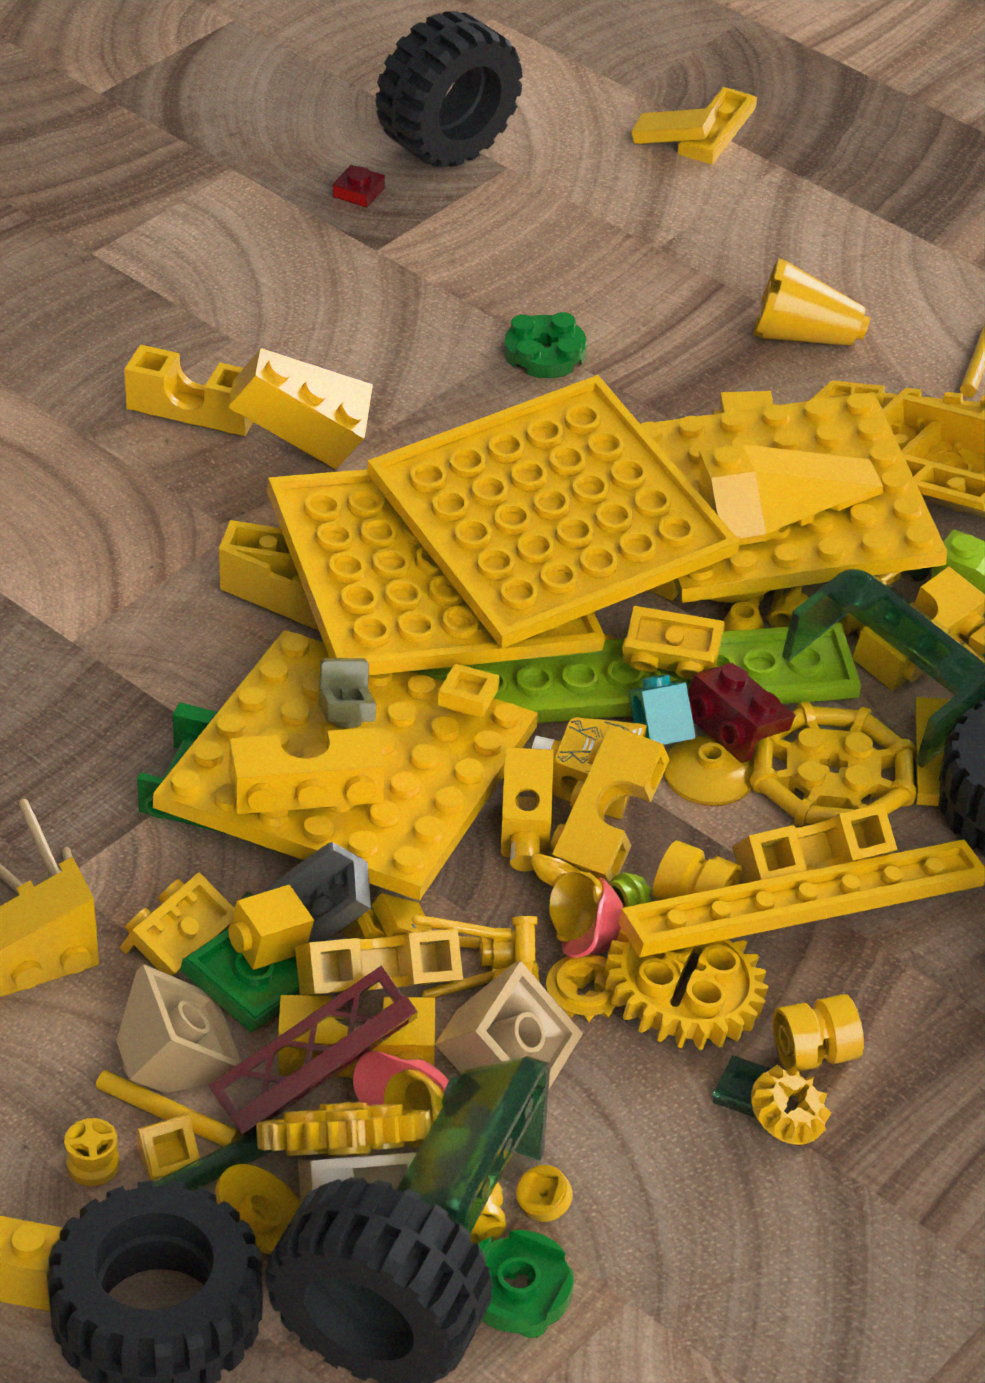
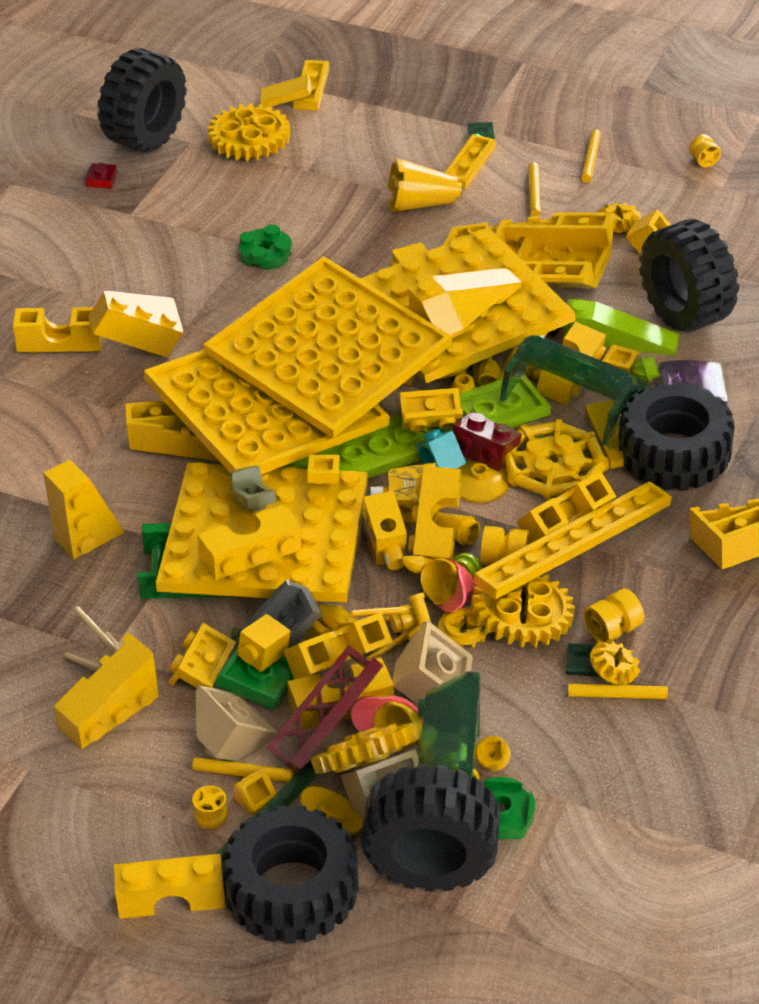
camera: 15 degrees left, 0 degrees up
(94, 660) = (78, 511): none -> yellow wedge
(594, 171) = (249, 132): none -> yellow gear
(646, 832) = (465, 527): none -> yellow cone
(778, 1151) = (617, 691): none -> yellow bar
(904, 288) = (471, 159): none -> yellow tile
(940, 250) = (482, 129): none -> clear green tile

